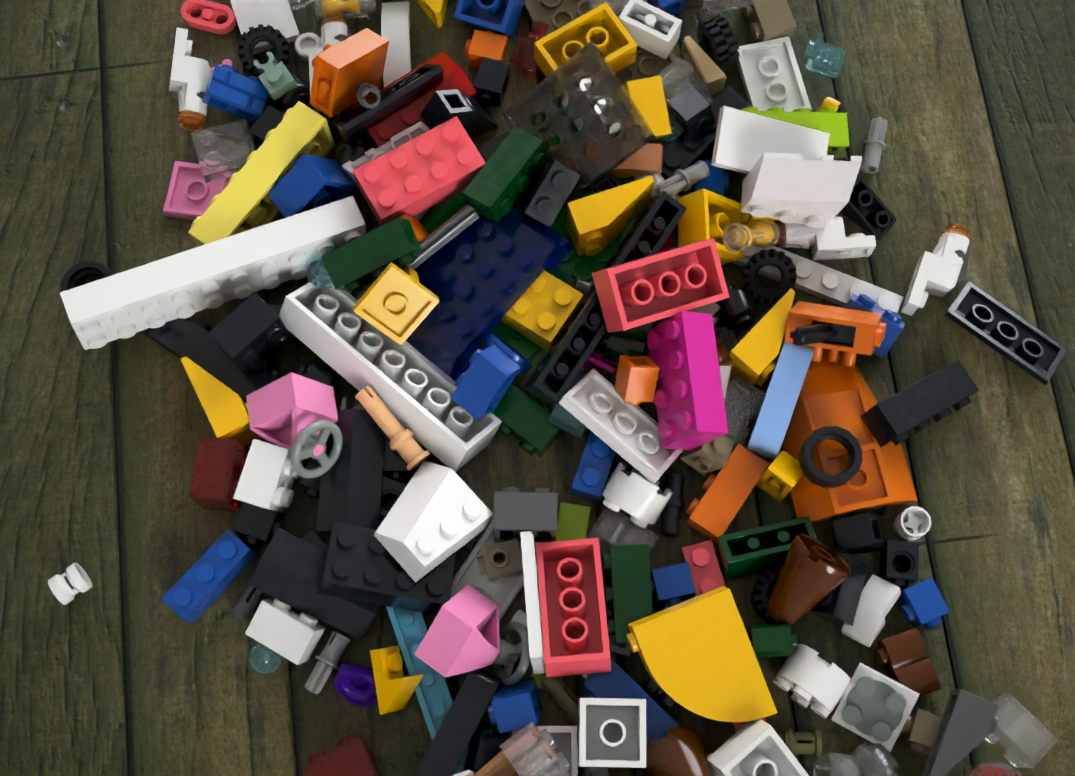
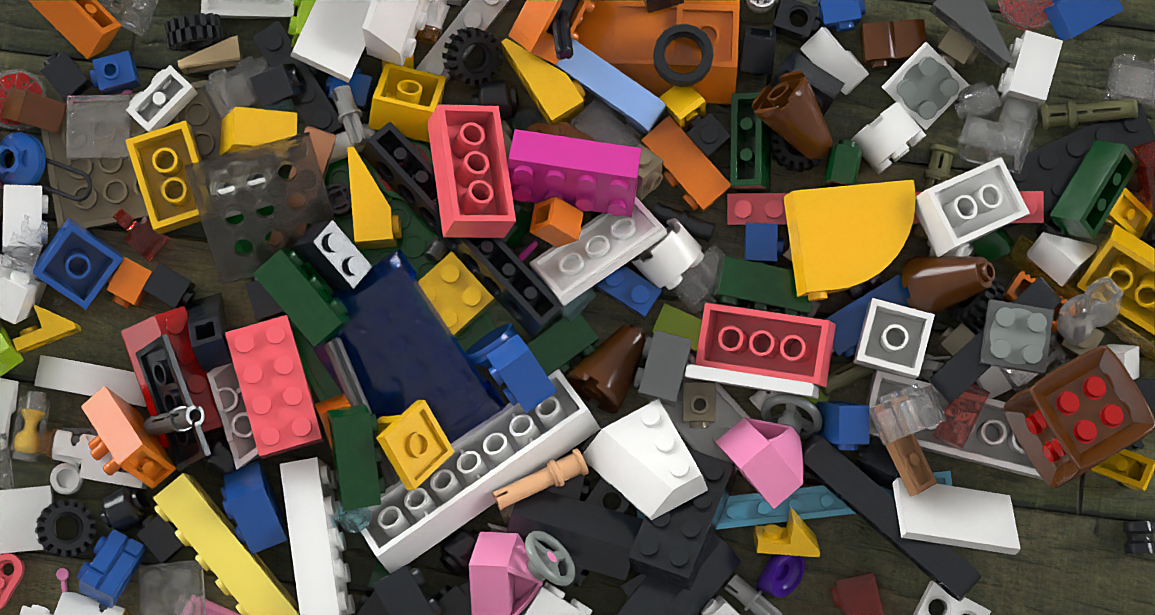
camera: 75 degrees left, 10 degrees up
(275, 77) = (109, 519): sand green plate -> none
(512, 465) = (609, 369): none -> reddish brown cone
(760, 506) = (708, 134): none -> black brick
(761, 234) = (428, 52): clear piece -> none

